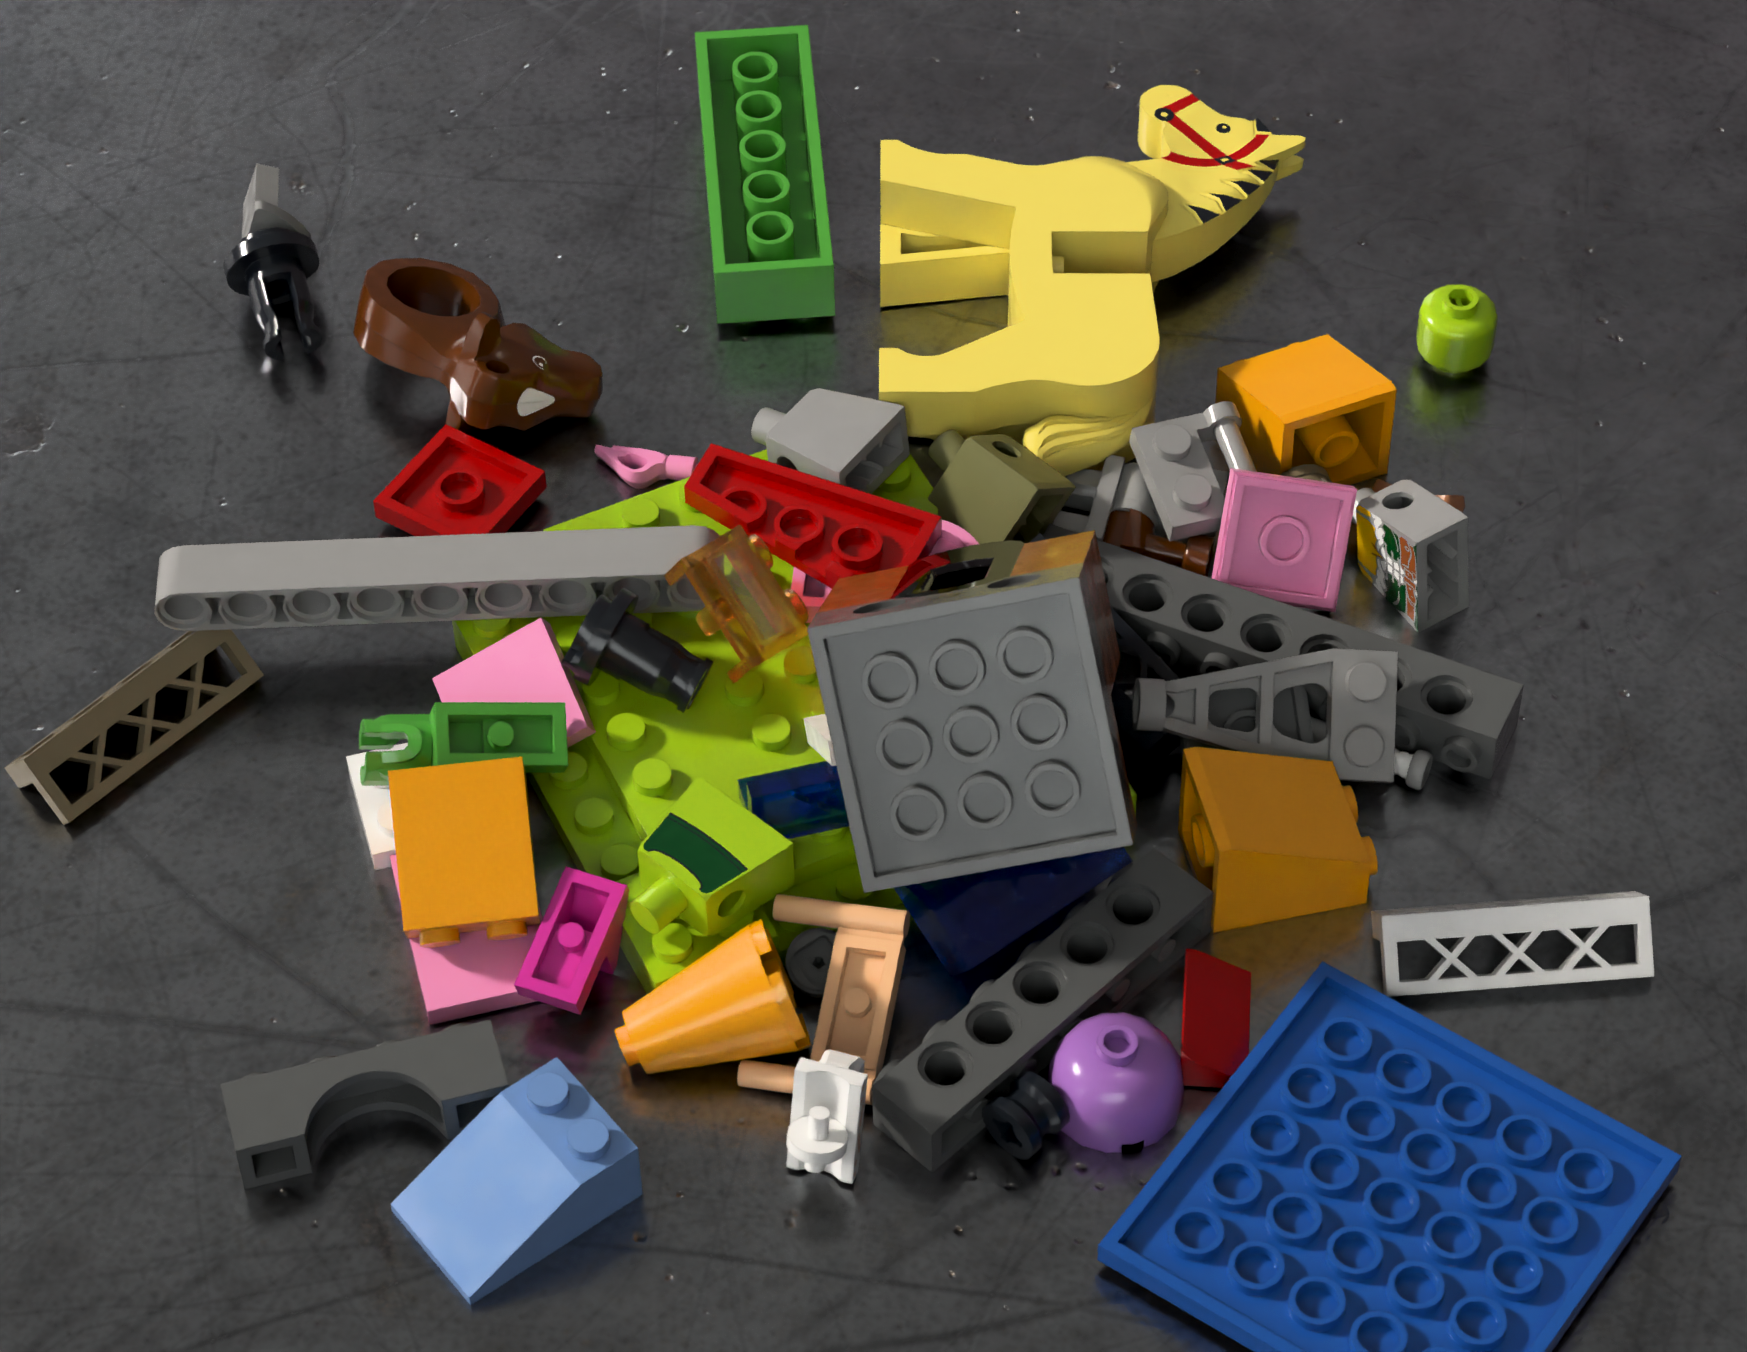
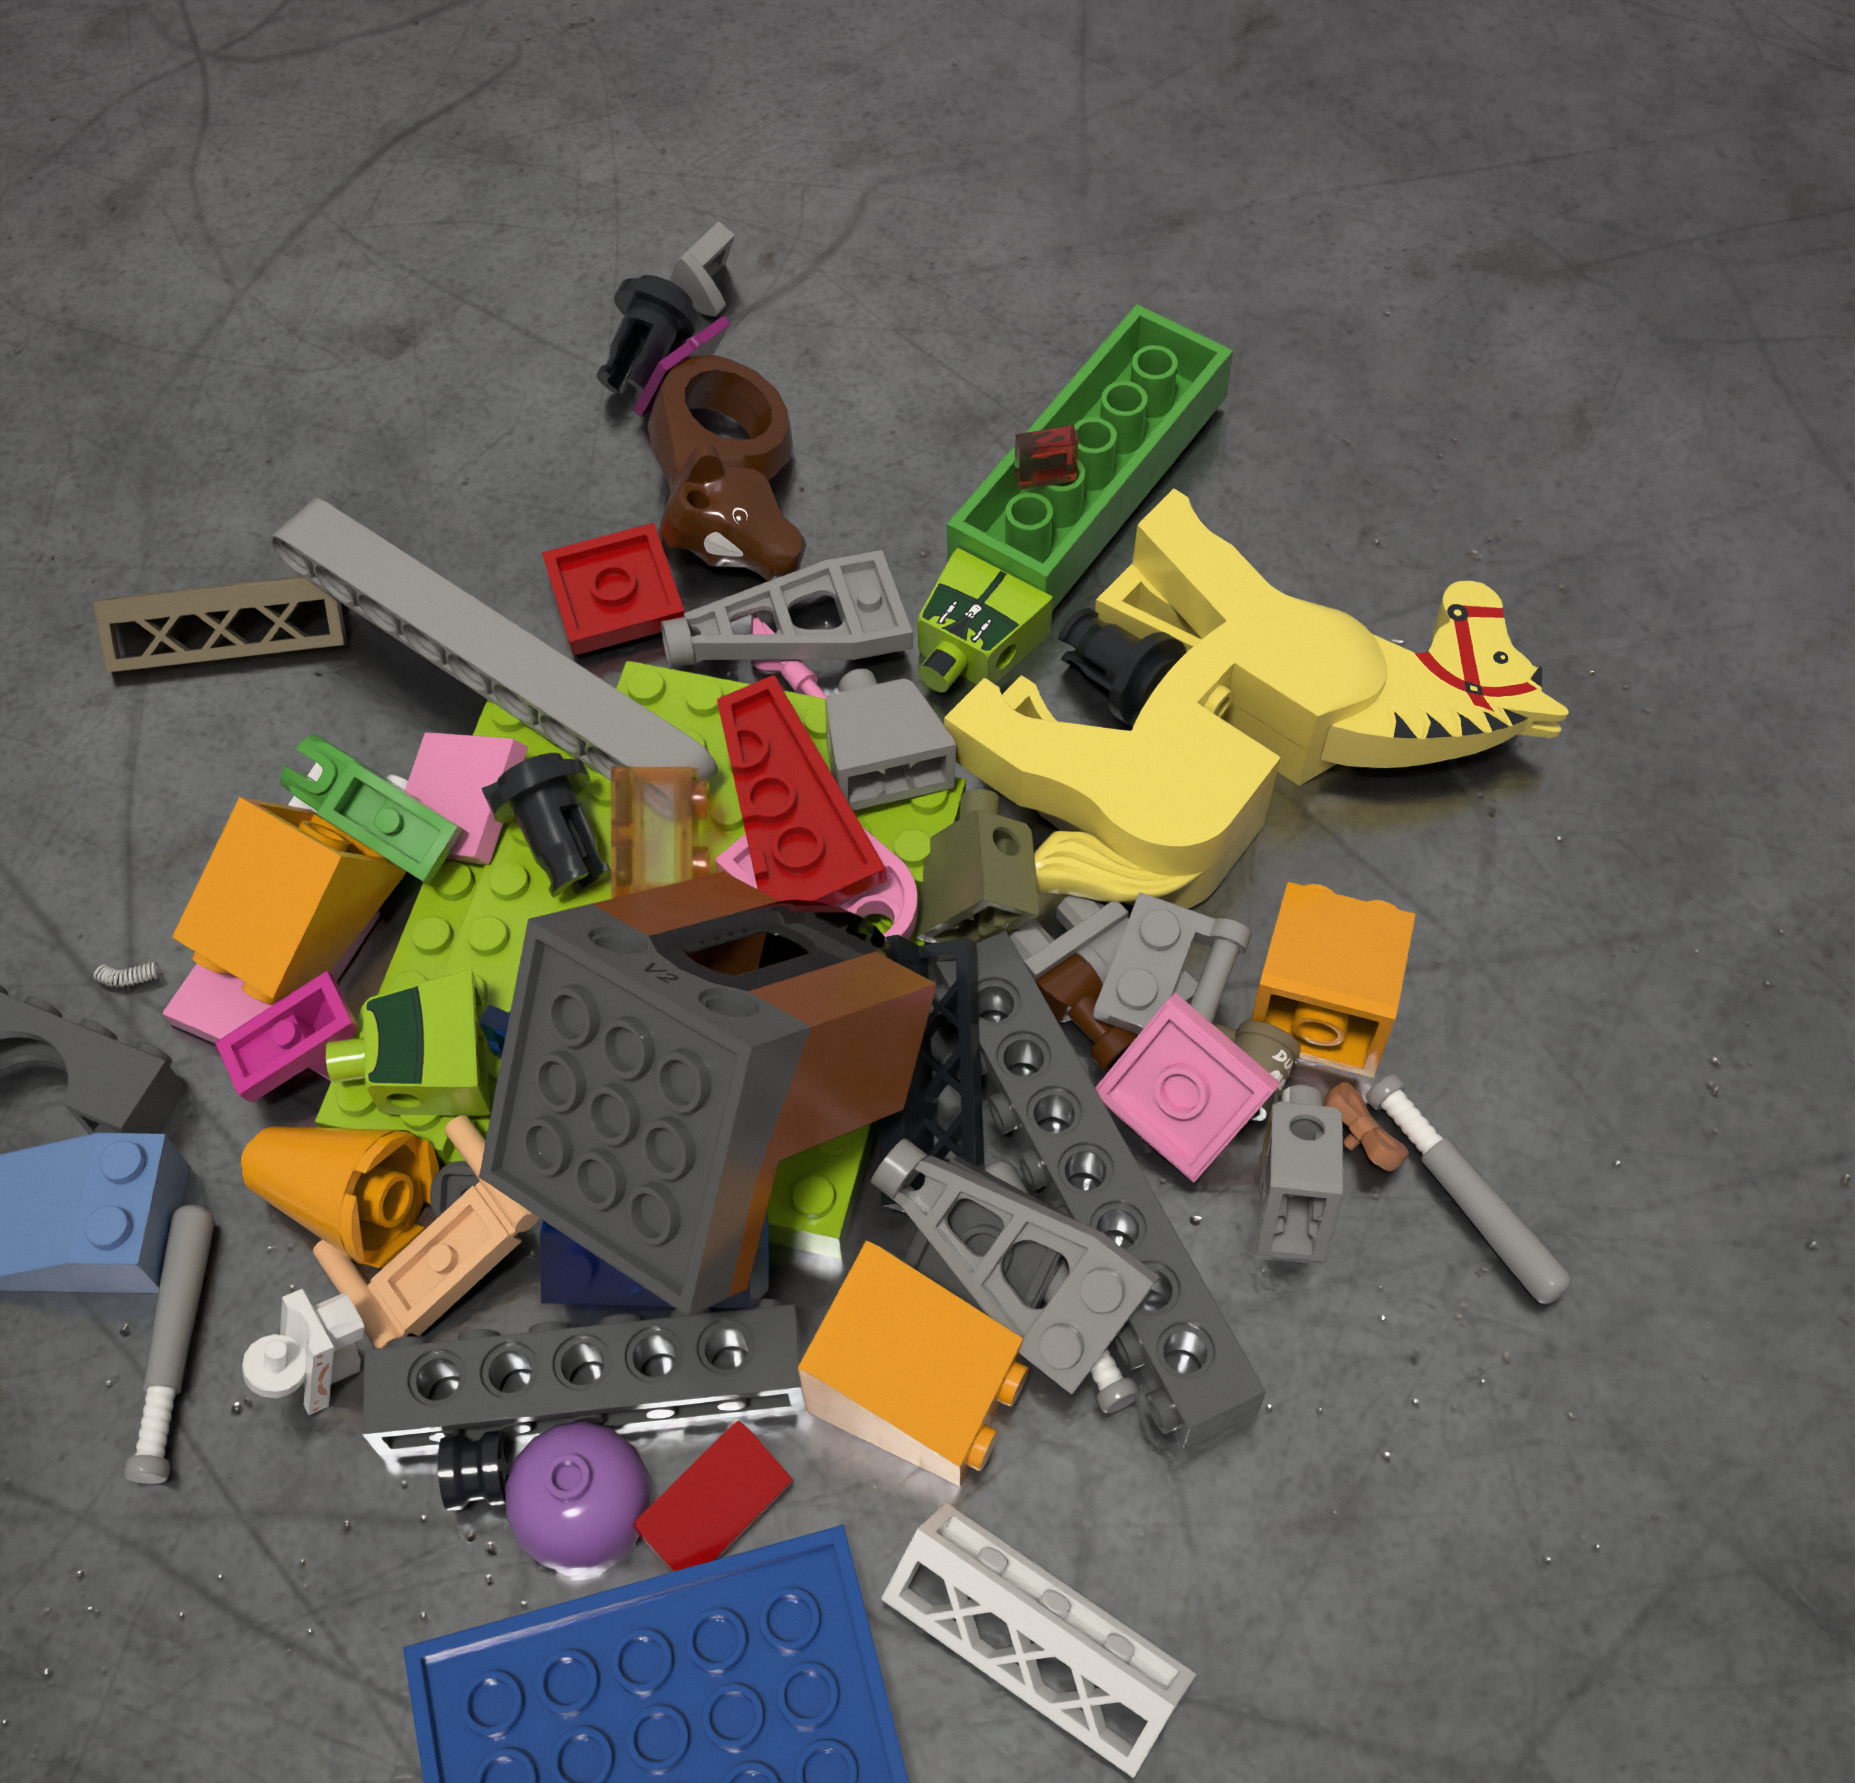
camera: 40 degrees right, 10 degrees up
(338, 1024) = (128, 978): none -> white leg
(347, 292) = (698, 345): none -> magenta piece
(667, 372) = (864, 597): none -> light grey plate
(700, 1214) = (173, 1325): none -> light grey piece
(755, 175) = (1046, 457): none -> clear red tile
(790, 339) = (979, 623): none -> lime torso
(941, 300) = (1120, 660): none -> black piece
(1456, 328) = (1550, 984): lime head -> none
(1546, 499) = (1491, 1215): none -> light grey piece

